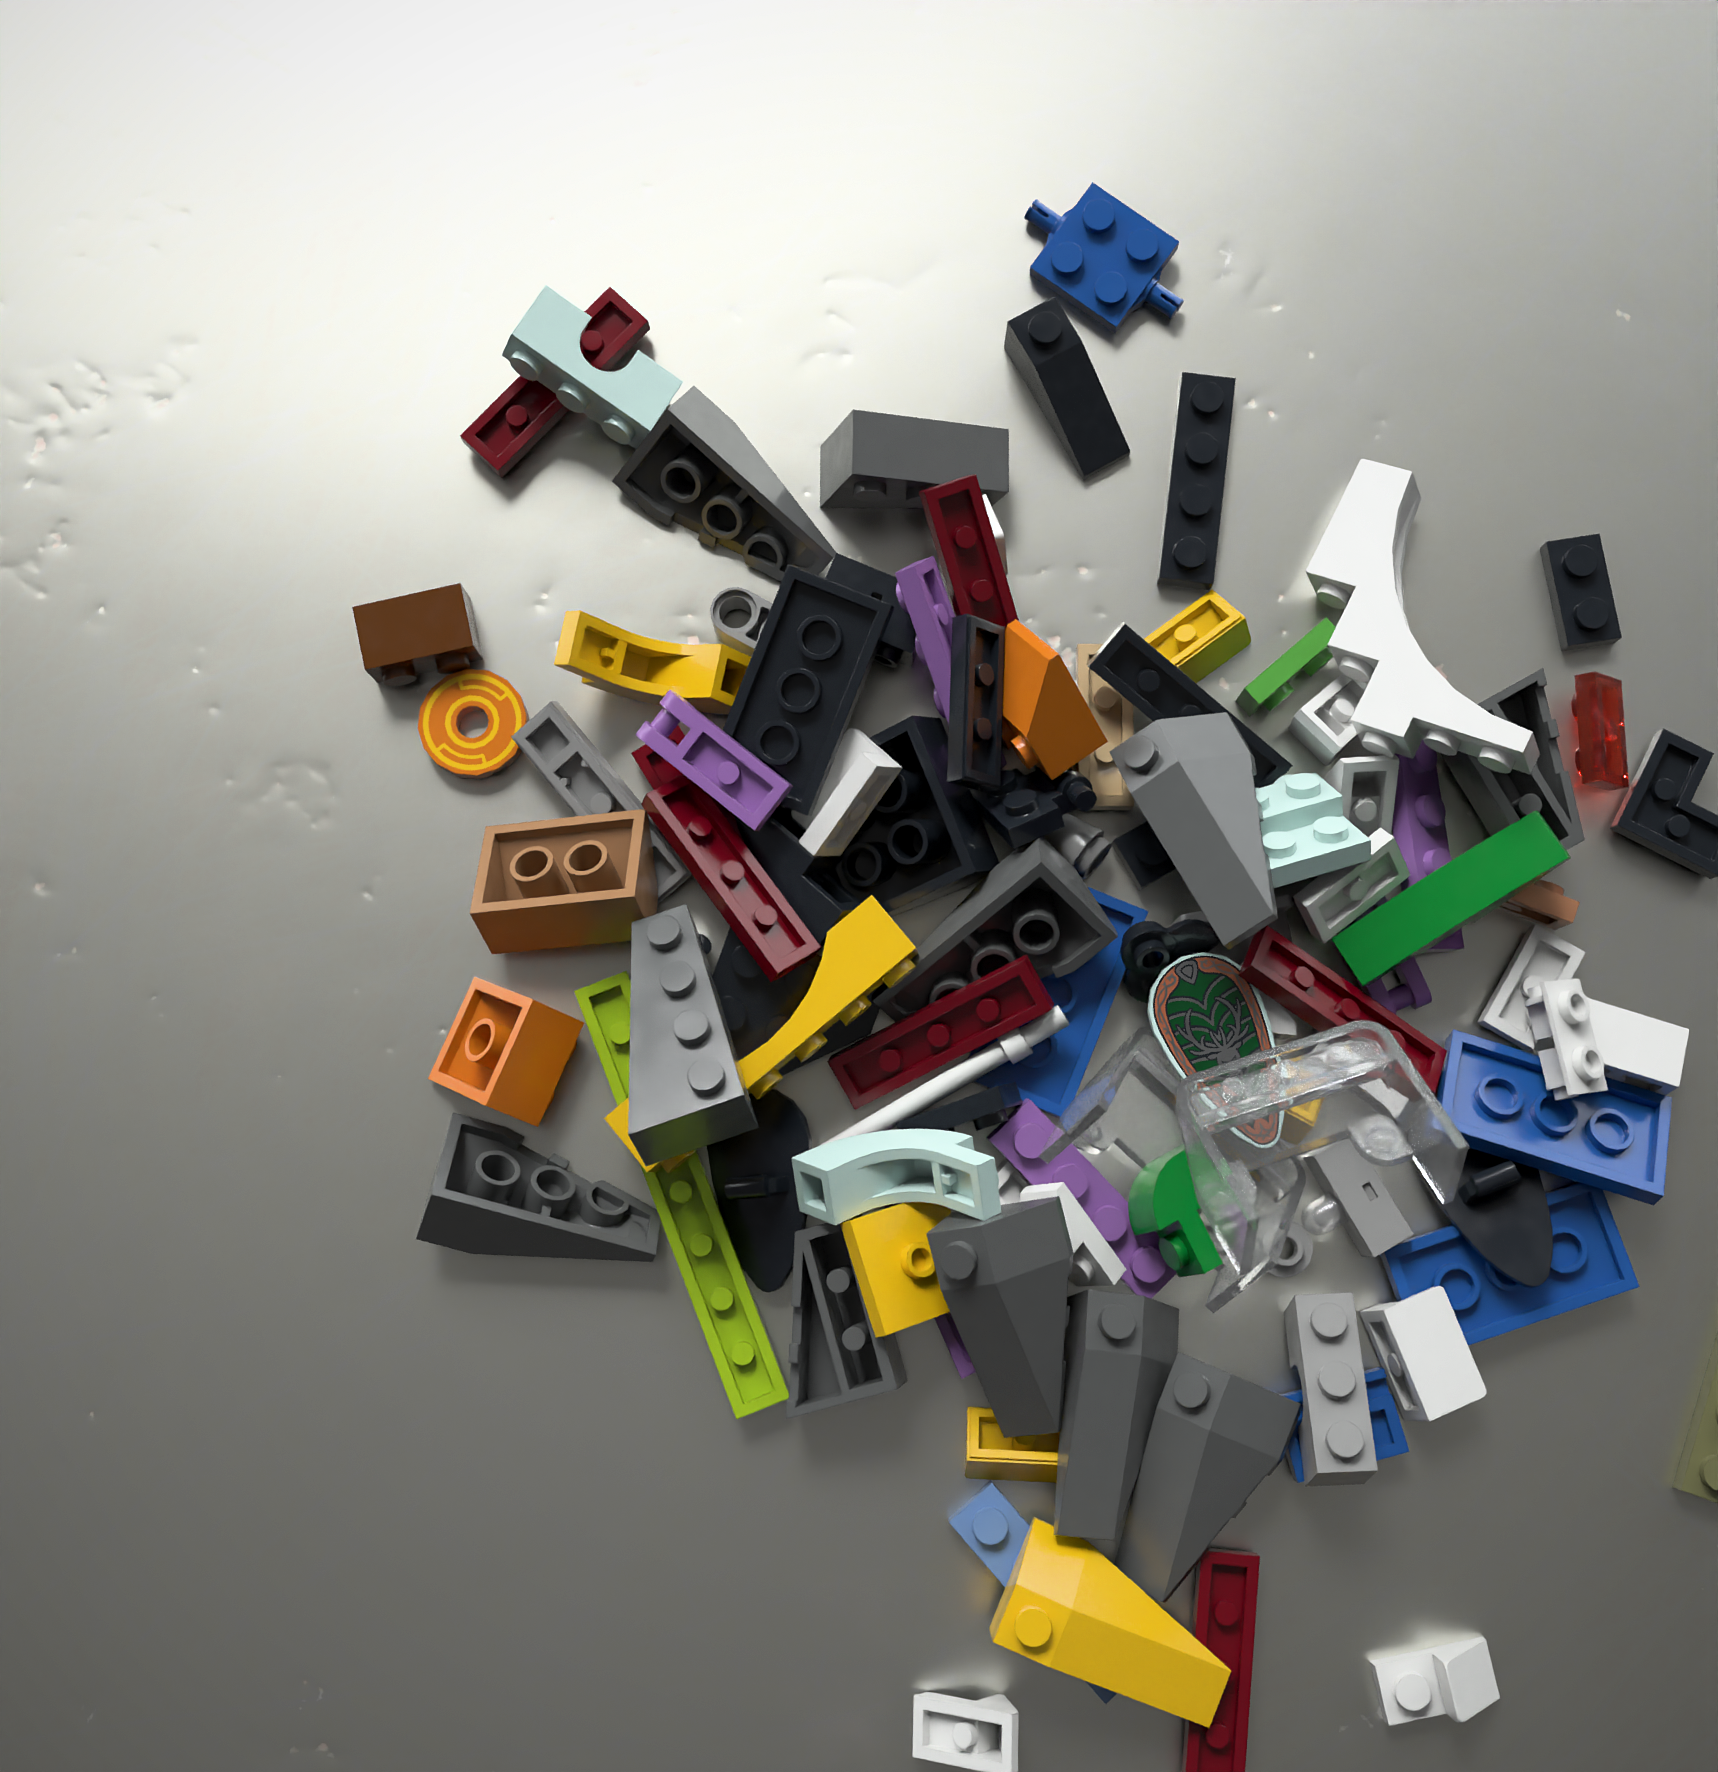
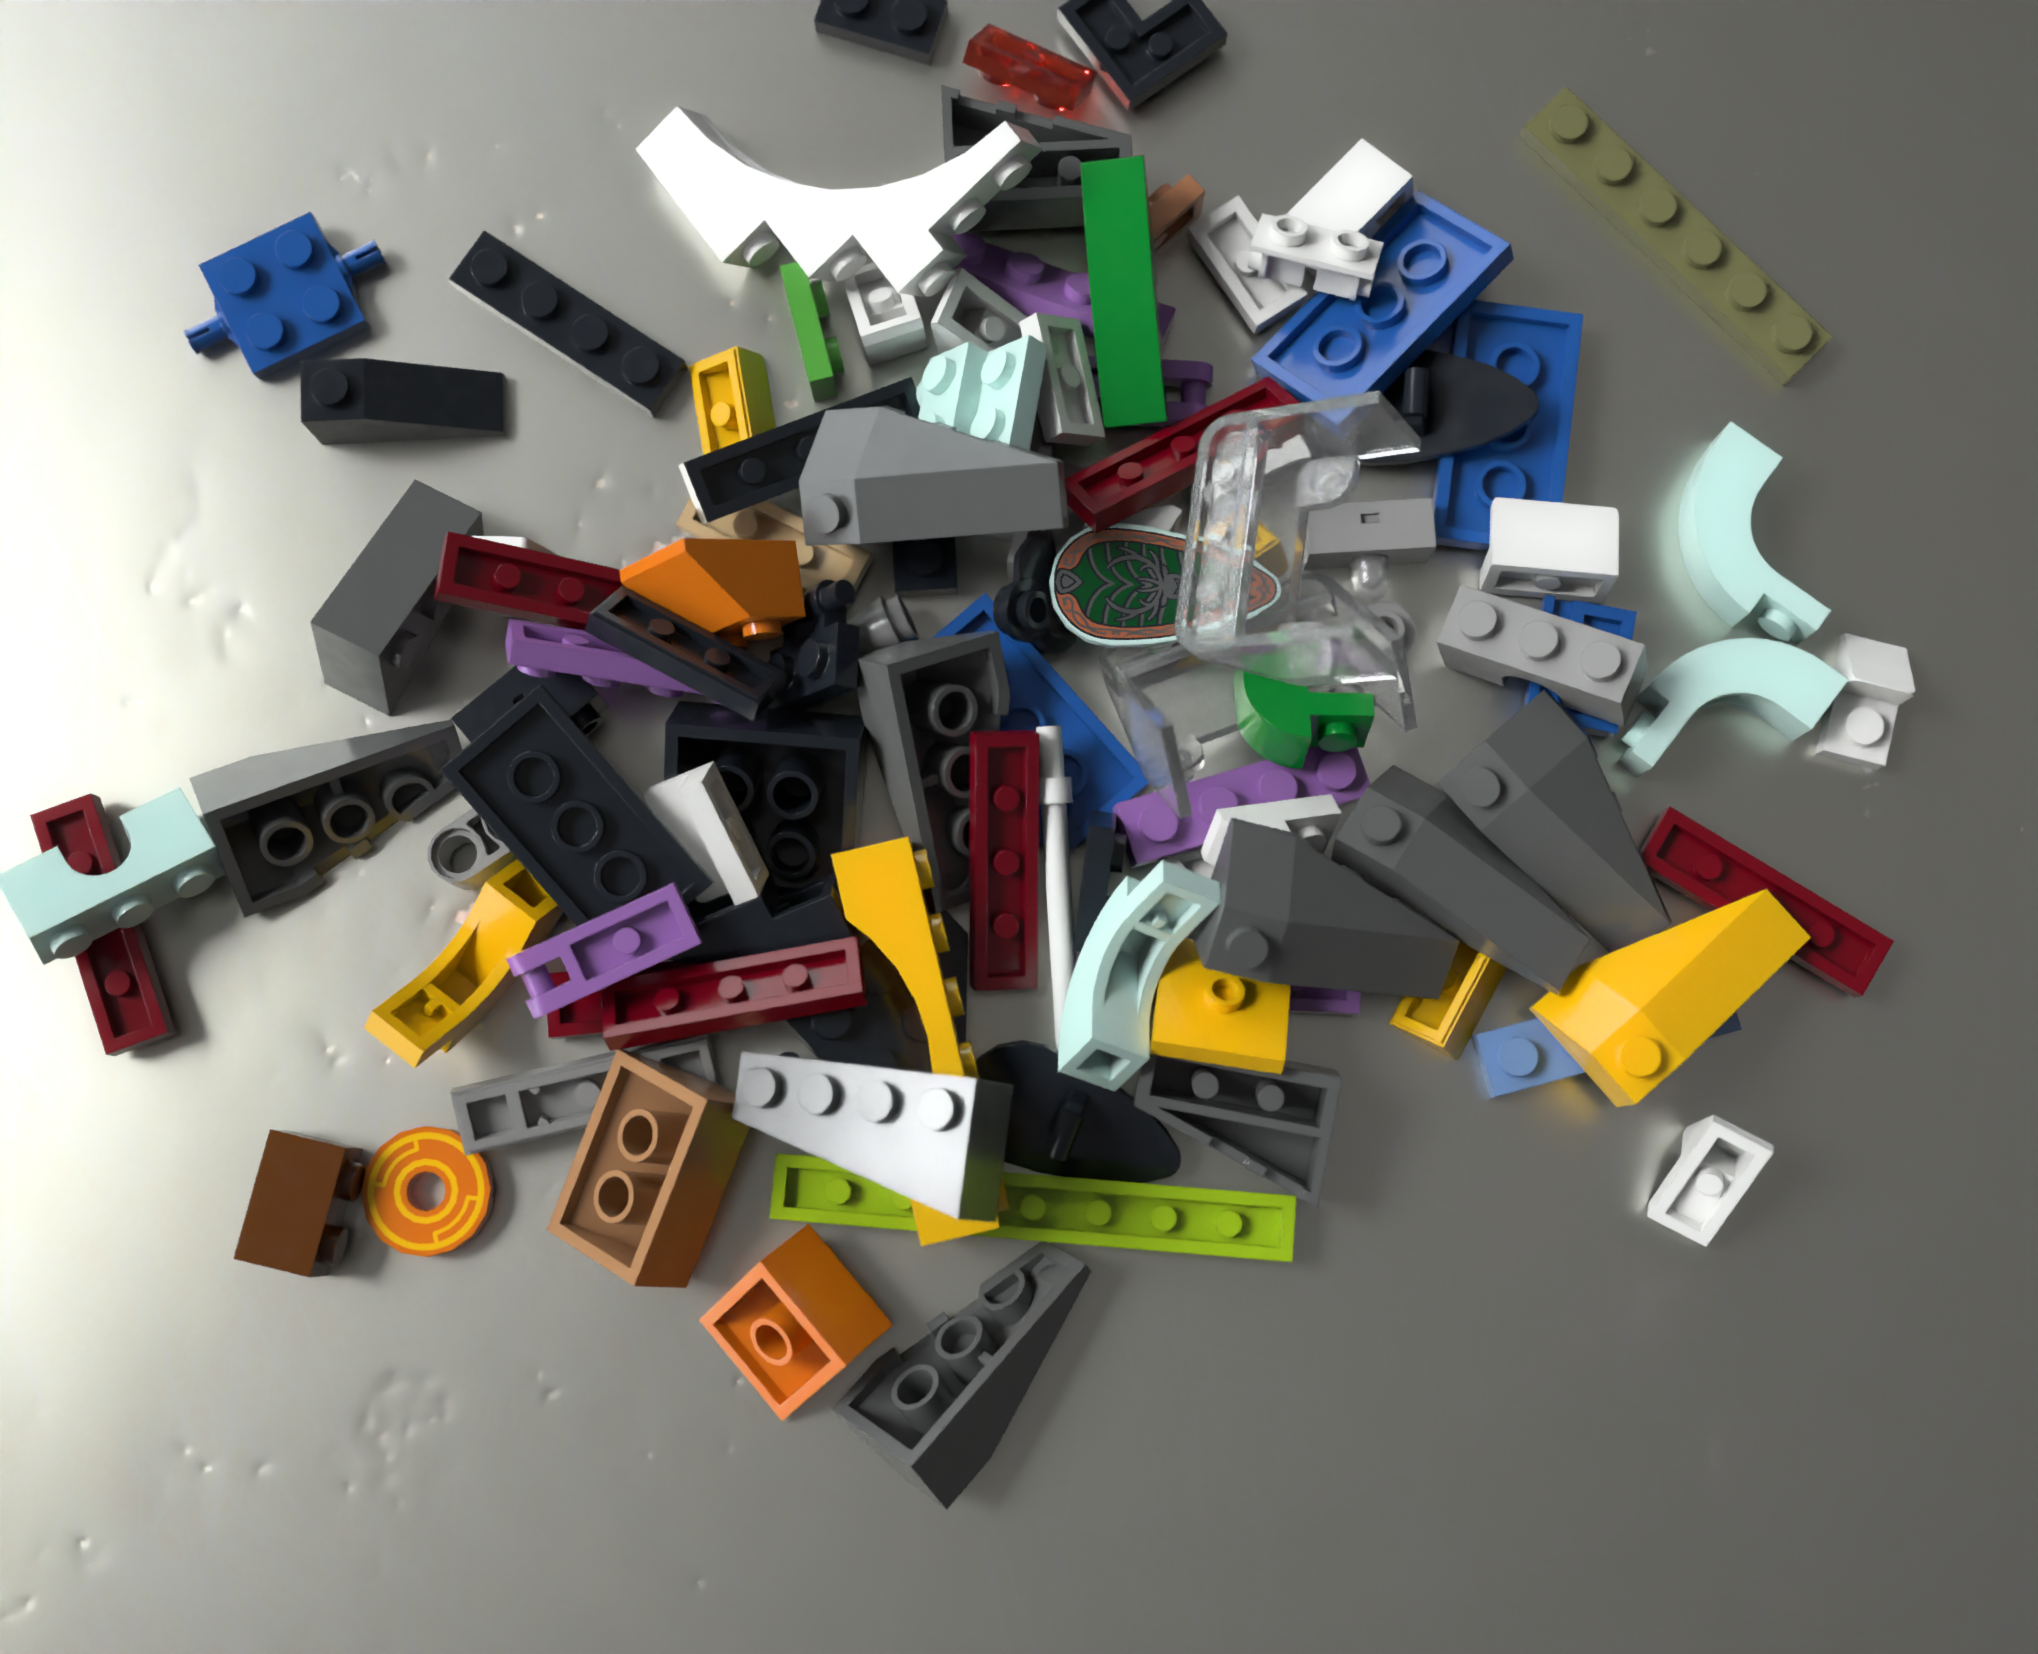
camera: 65 degrees left, 0 degrees up
(1410, 1586) = (1754, 674): none -> light aqua arch
(1503, 1496) = (1720, 543): none -> light aqua arch

